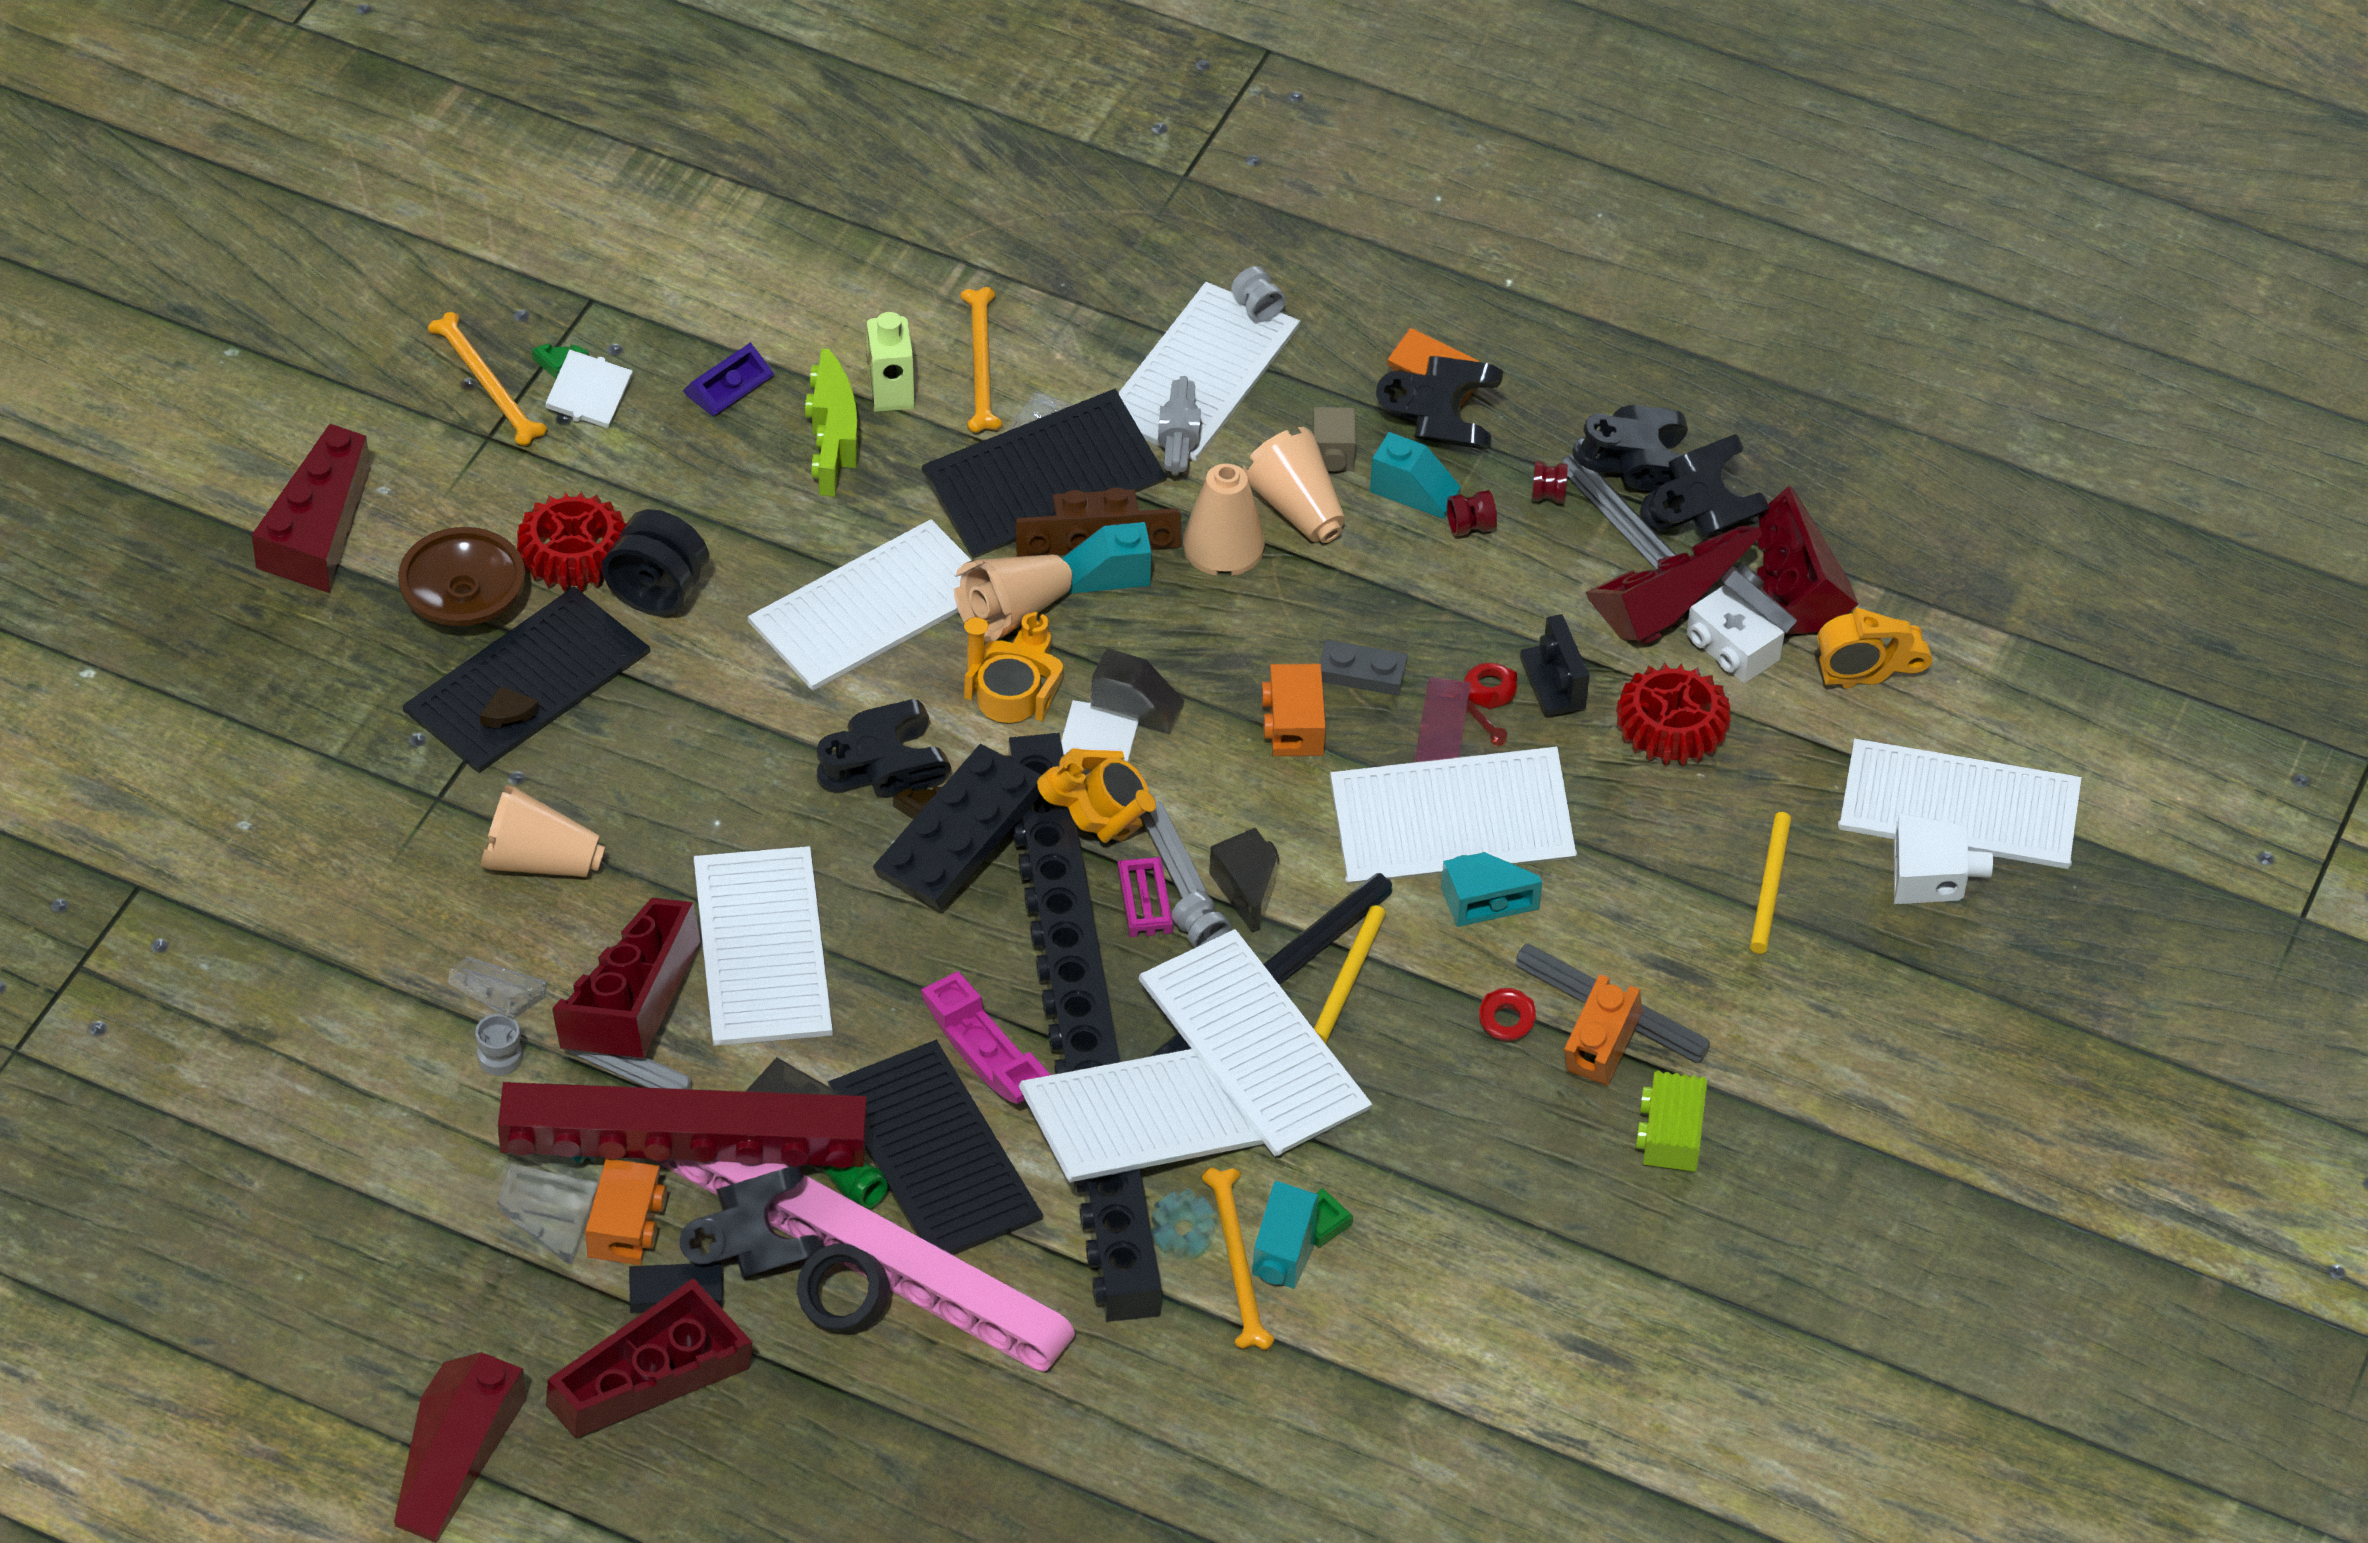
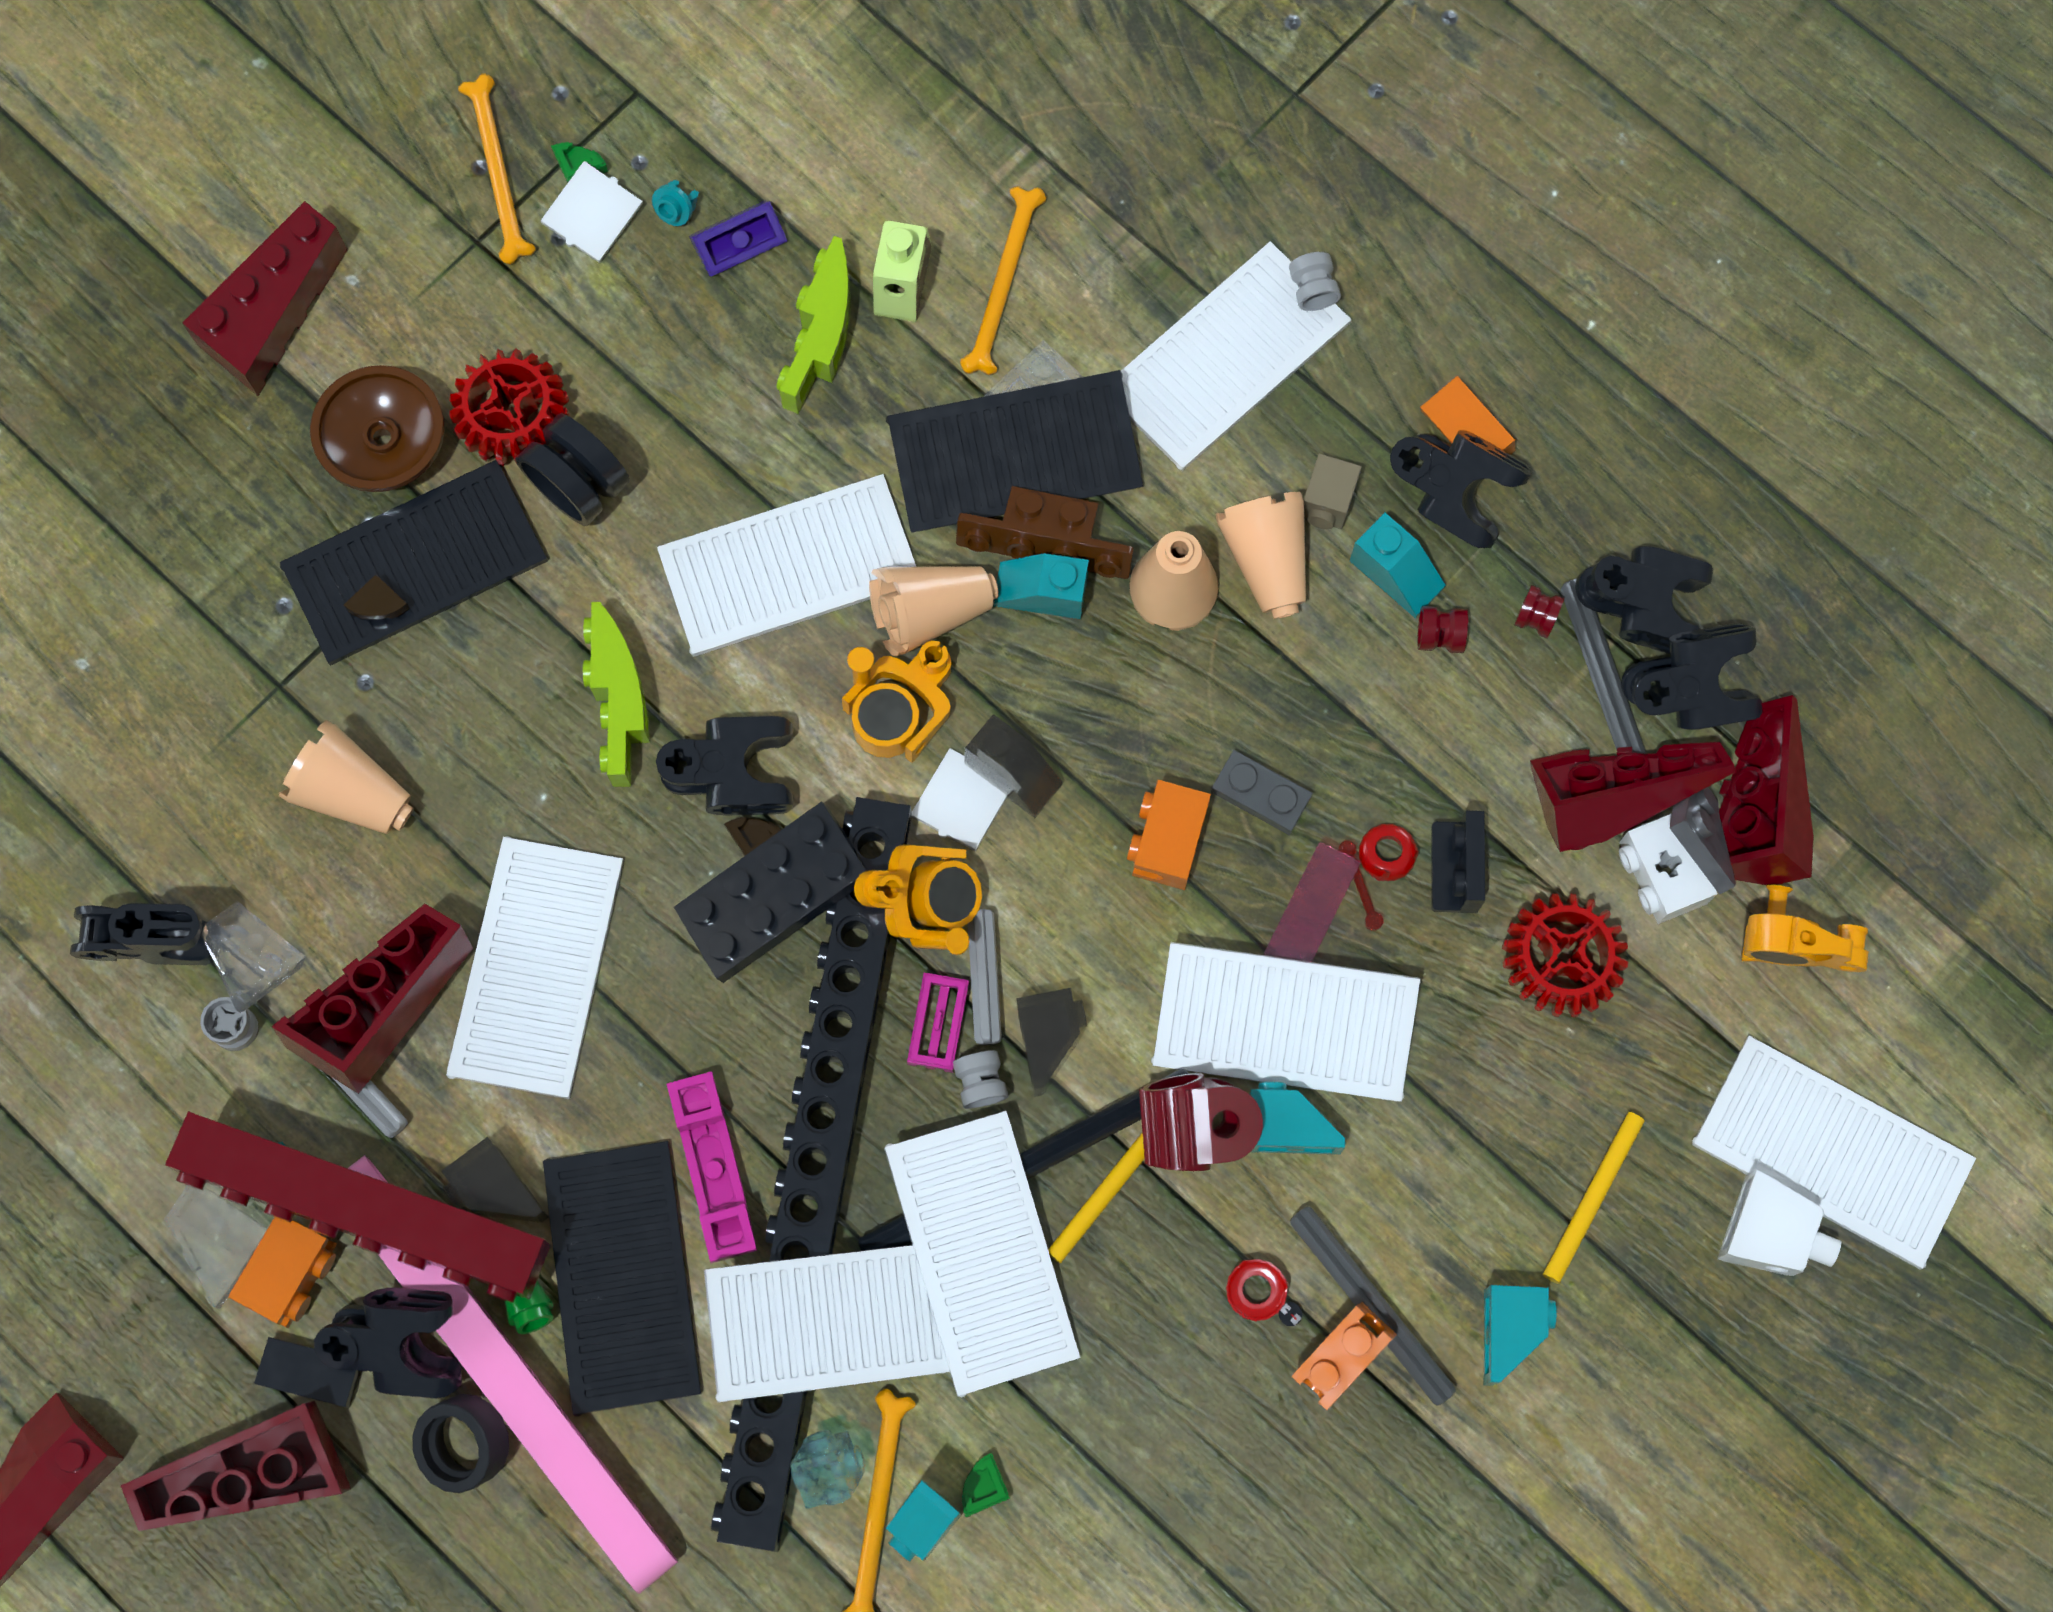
camera: 20 degrees right, 25 degrees up
(401, 985) = (141, 931): none -> black piece
(662, 366) = (673, 204): none -> teal plate
(756, 717) = (614, 679): none -> lime slope
(1179, 425) = (1173, 432): light grey axle -> none
(1401, 898) = (1179, 1121): none -> dark red piece
(1543, 1029) = (1290, 1314): none -> black piece
(1674, 1121) = (1380, 1484): lime brick -> none
(1739, 981) = (1514, 1326): none -> teal slope

